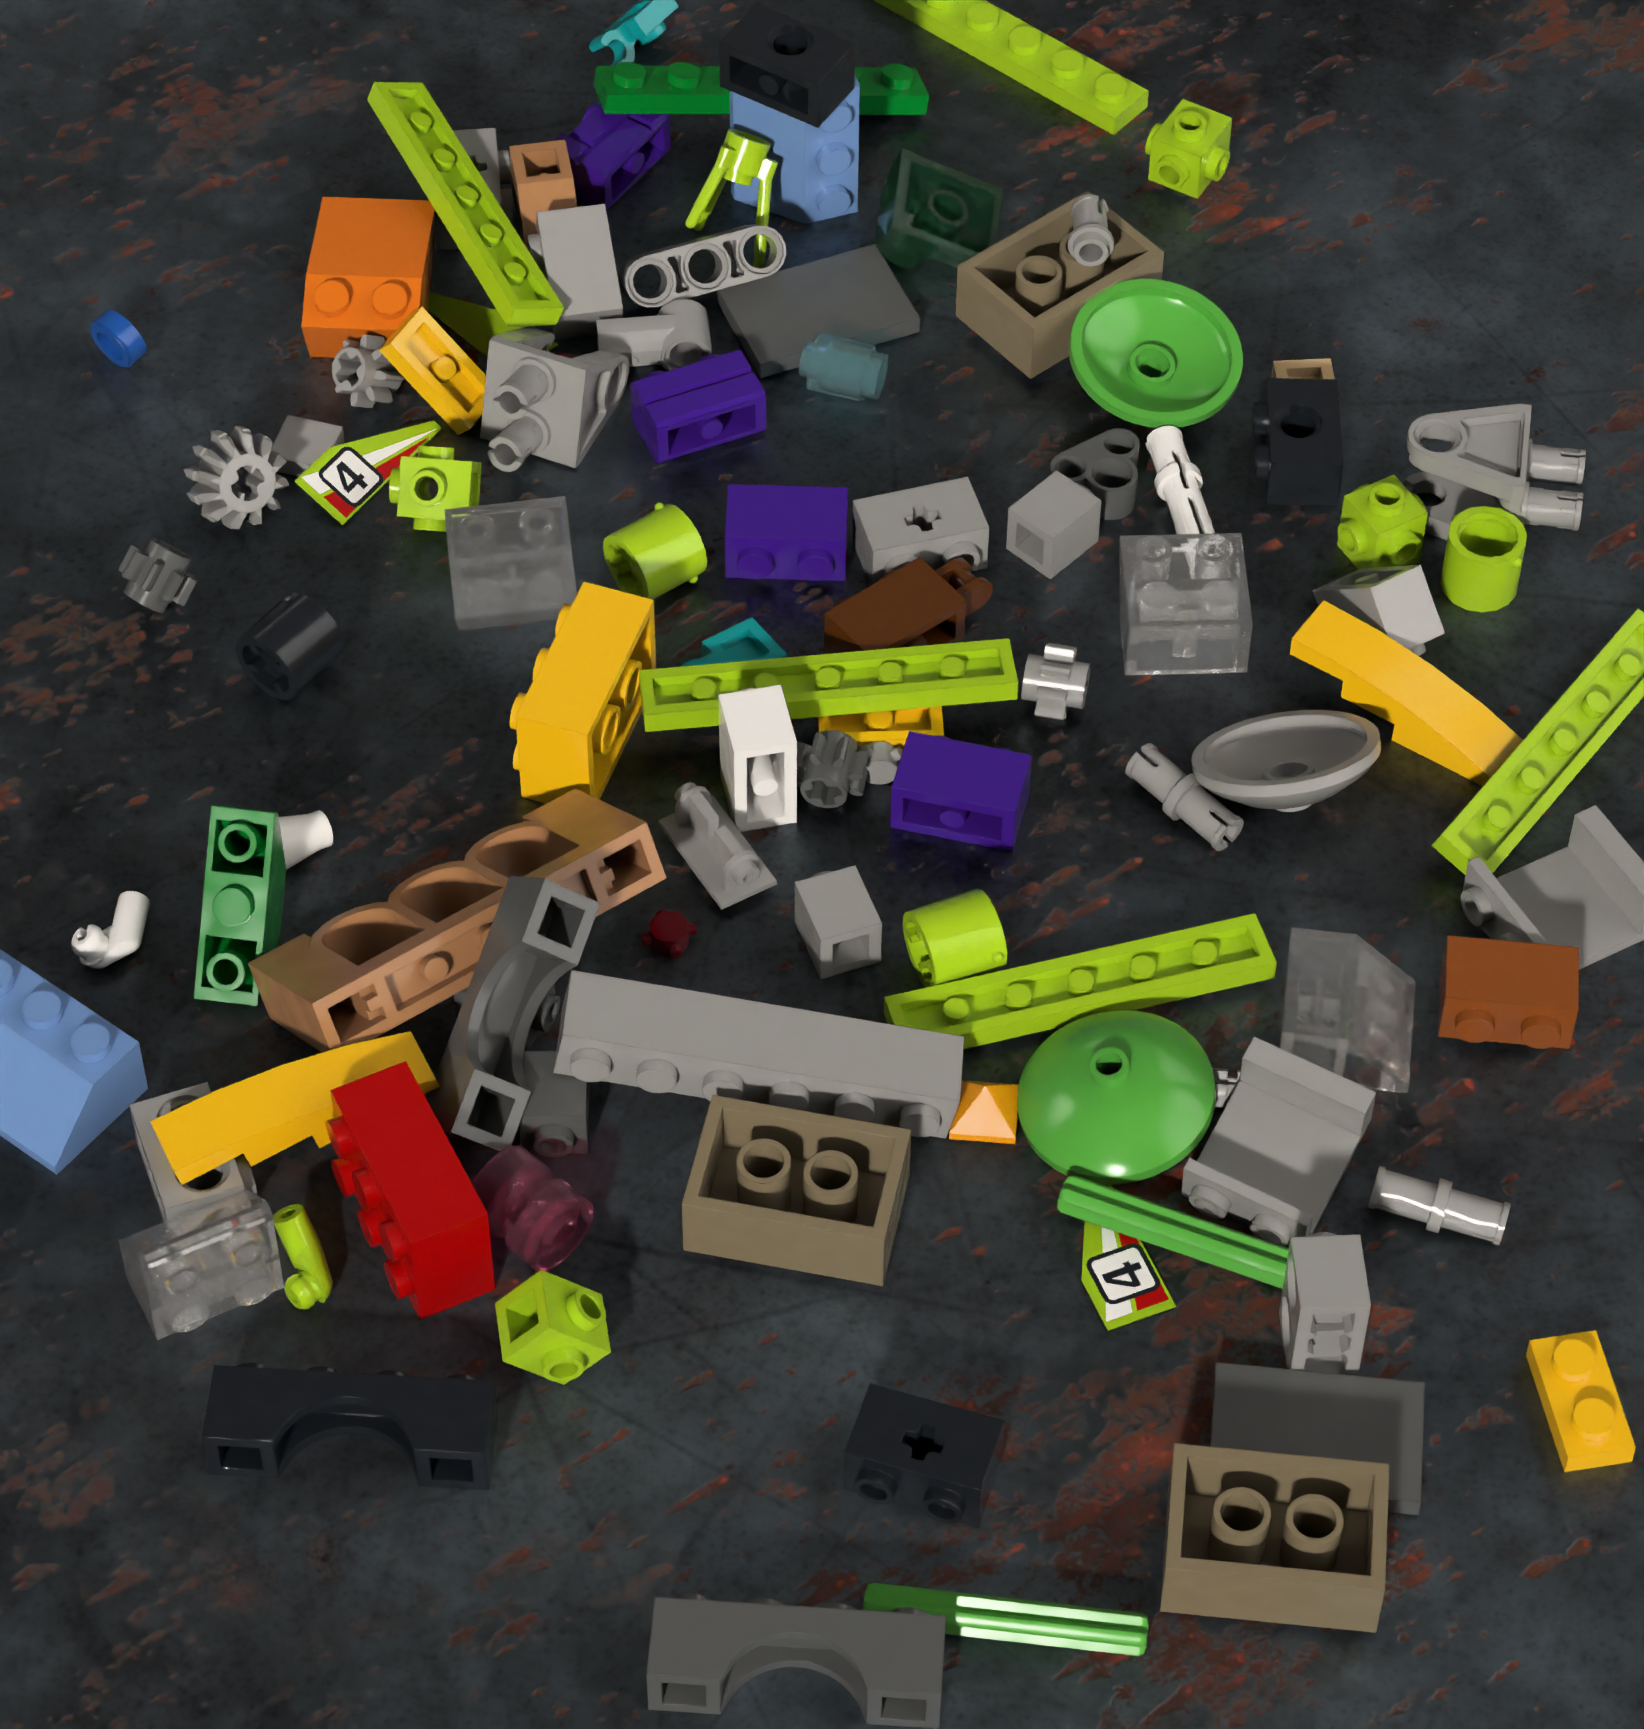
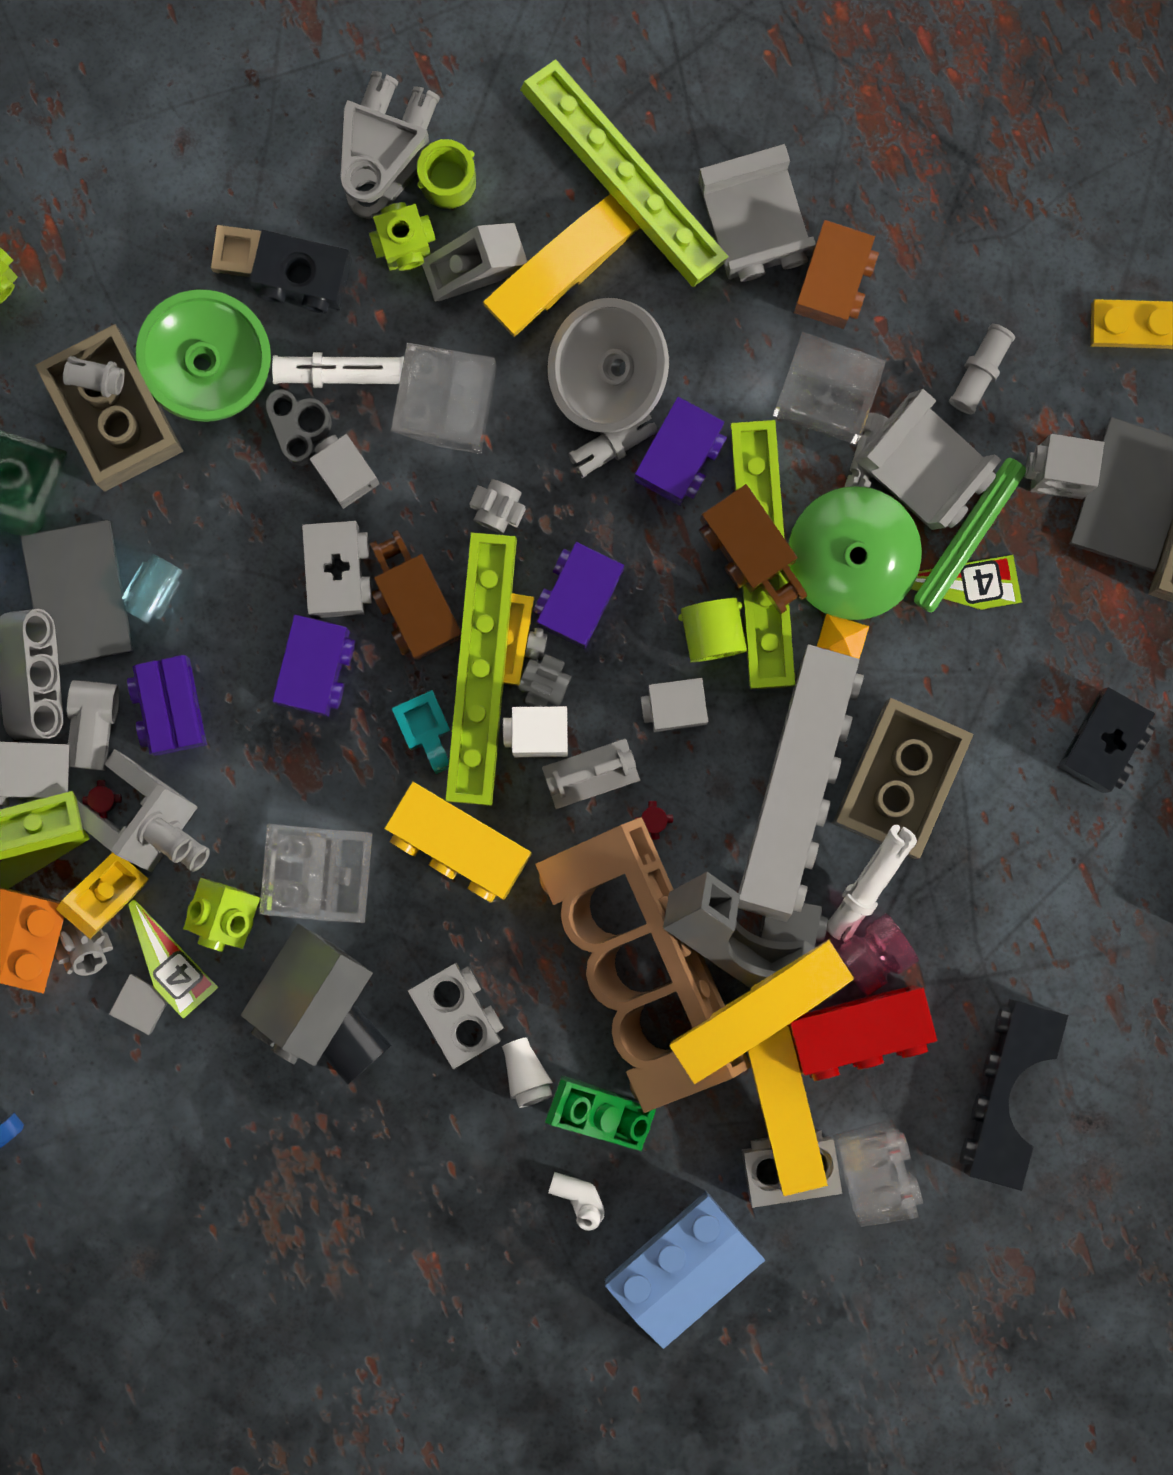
camera: 80 degrees left, 35 degrees up
(157, 575) = (260, 1131): dark grey gear -> none
(219, 471) = (181, 1062): light grey gear -> none
(307, 1256) = (874, 1103): lime arm -> none
(345, 573) = (305, 996): none -> dark grey brick
(349, 750) = (445, 1020): none -> light grey brick
(415, 1018) = (761, 1011): none -> yellow slope
(552, 1327) = (975, 955): lime brick -> none
(611, 1165) = (862, 895): none -> white pin
(655, 553) = (318, 766): lime piece -> none
(1085, 944) = (751, 546): none -> reddish brown brick
(1195, 864) = (680, 451): none -> dark purple brick

